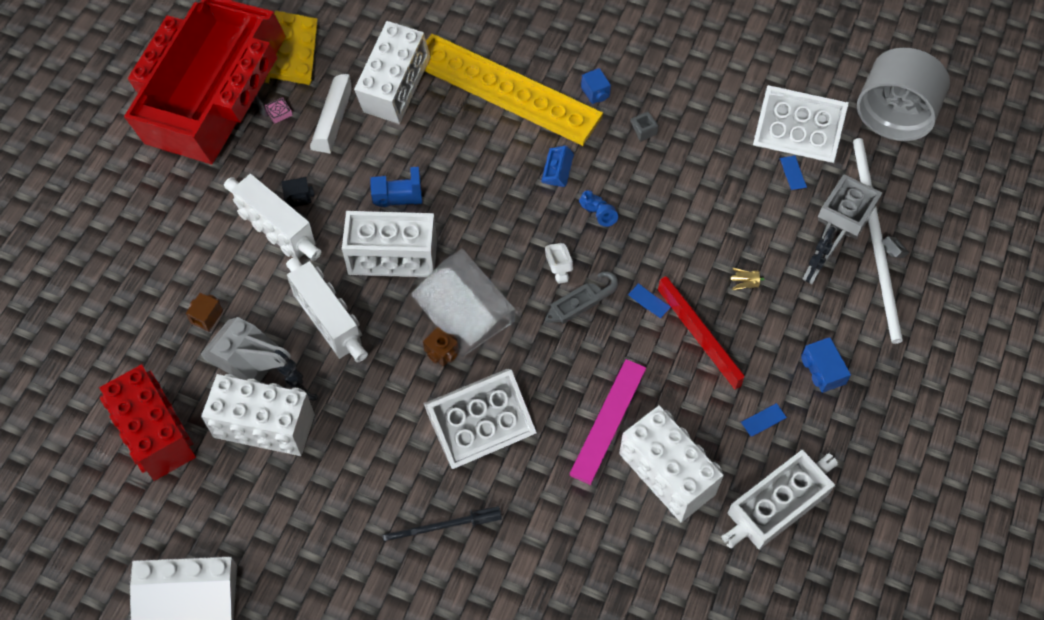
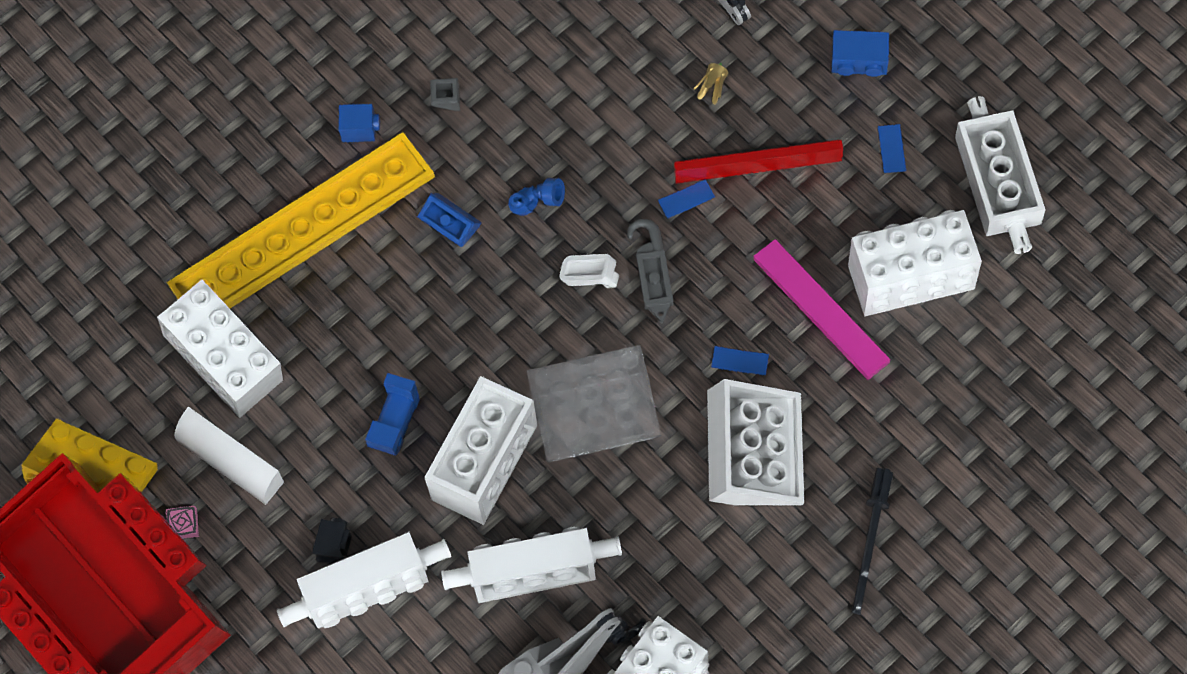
camera: 60 degrees left, 5 degrees up
(441, 347) = (645, 450): reddish brown brick -> none
(543, 384) = (740, 360): none -> blue sticker

